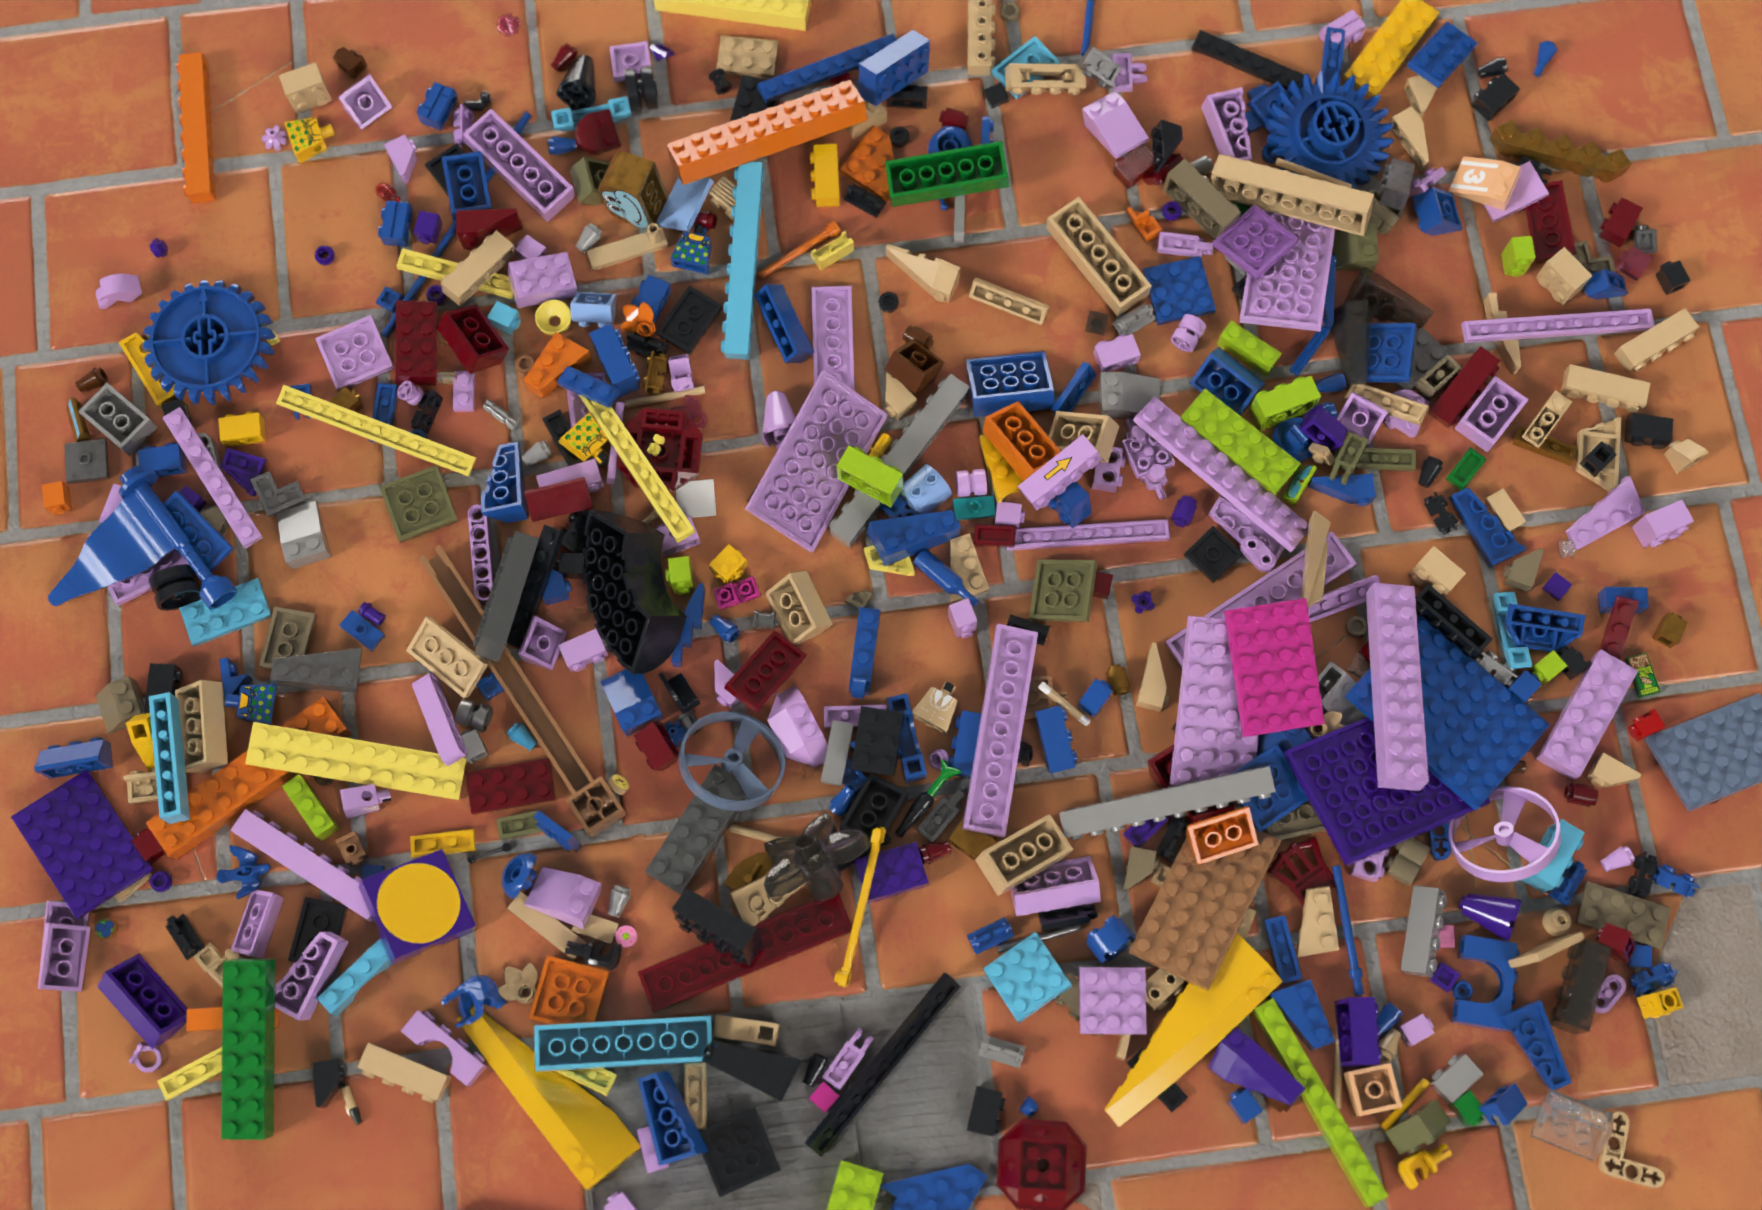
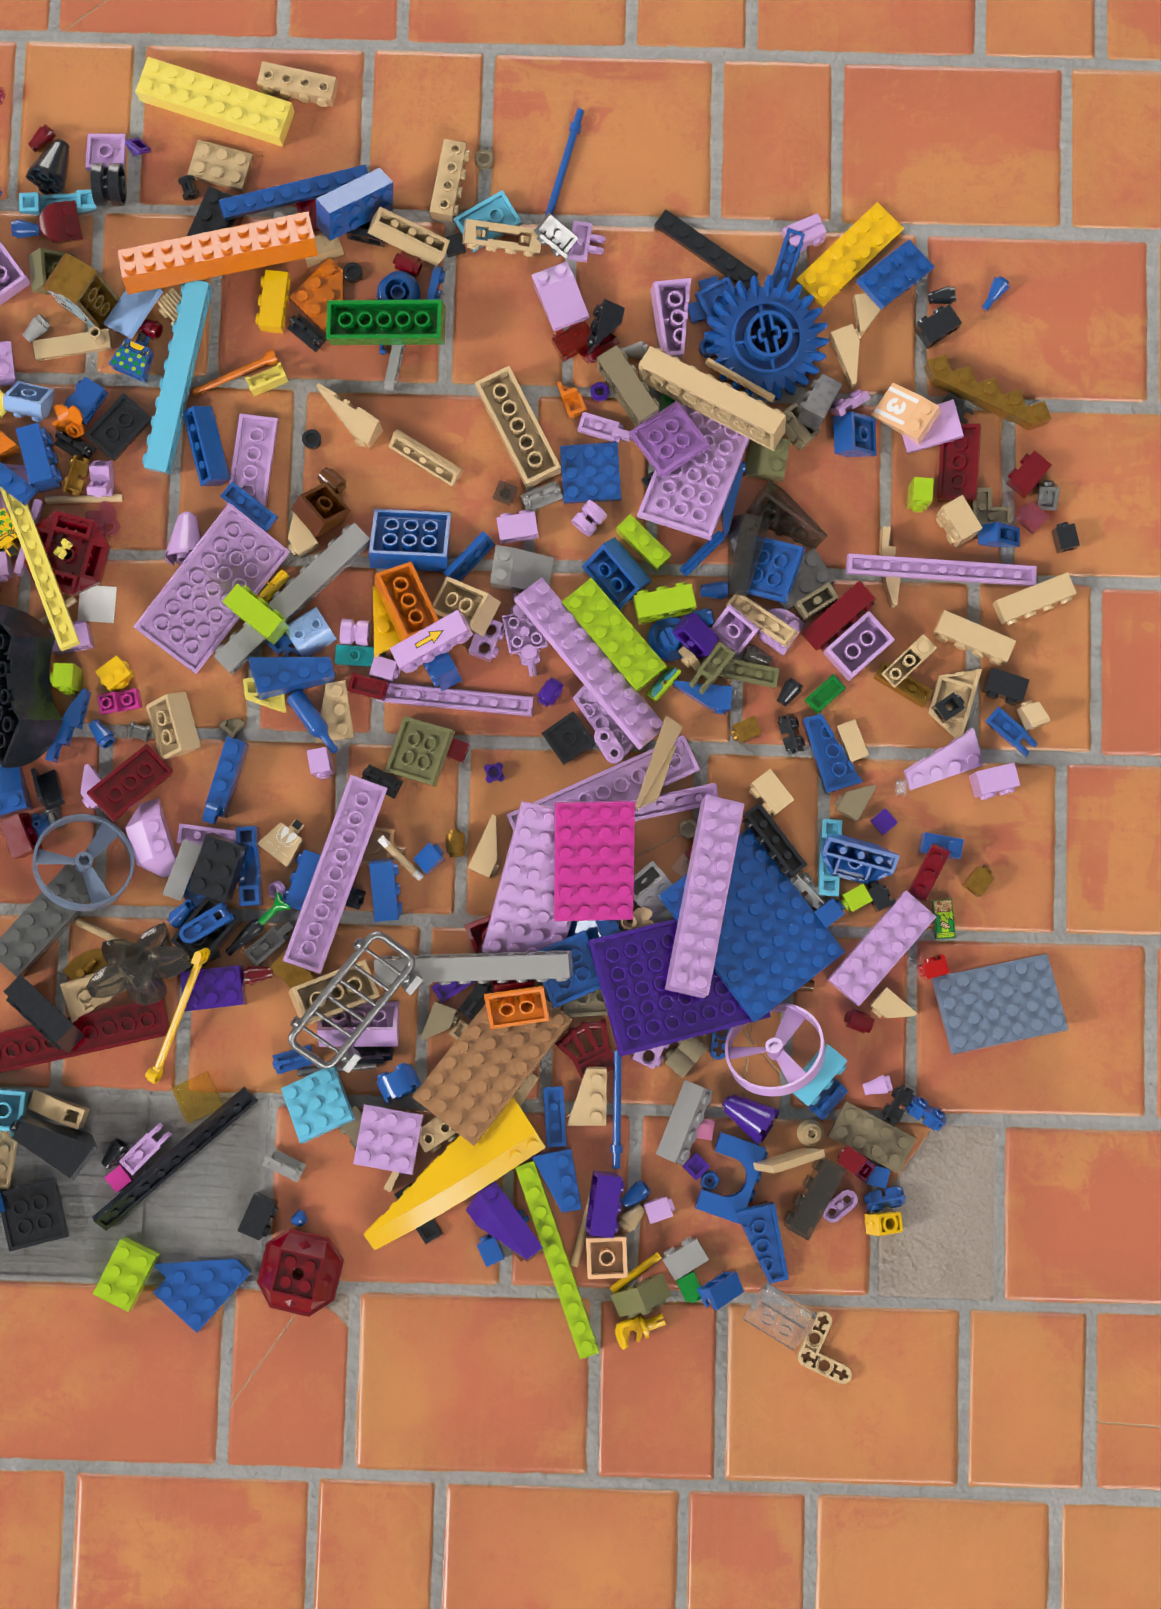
camera: 10 degrees right, 10 degrees up
(849, 377) = (249, 506): none -> blue plate
(875, 802) = (205, 924): none -> blue plate
(893, 994) = (197, 1097): none -> clear yellow tile
(952, 90) = (408, 236): none -> tan brick
(1101, 824) = (408, 978): none -> flat silver bar
(1387, 441) = (756, 655): none -> clear smoke cone
(1394, 516) = (745, 730): none -> pearl gold brick
(1664, 474) = (1009, 730): none -> blue hinge

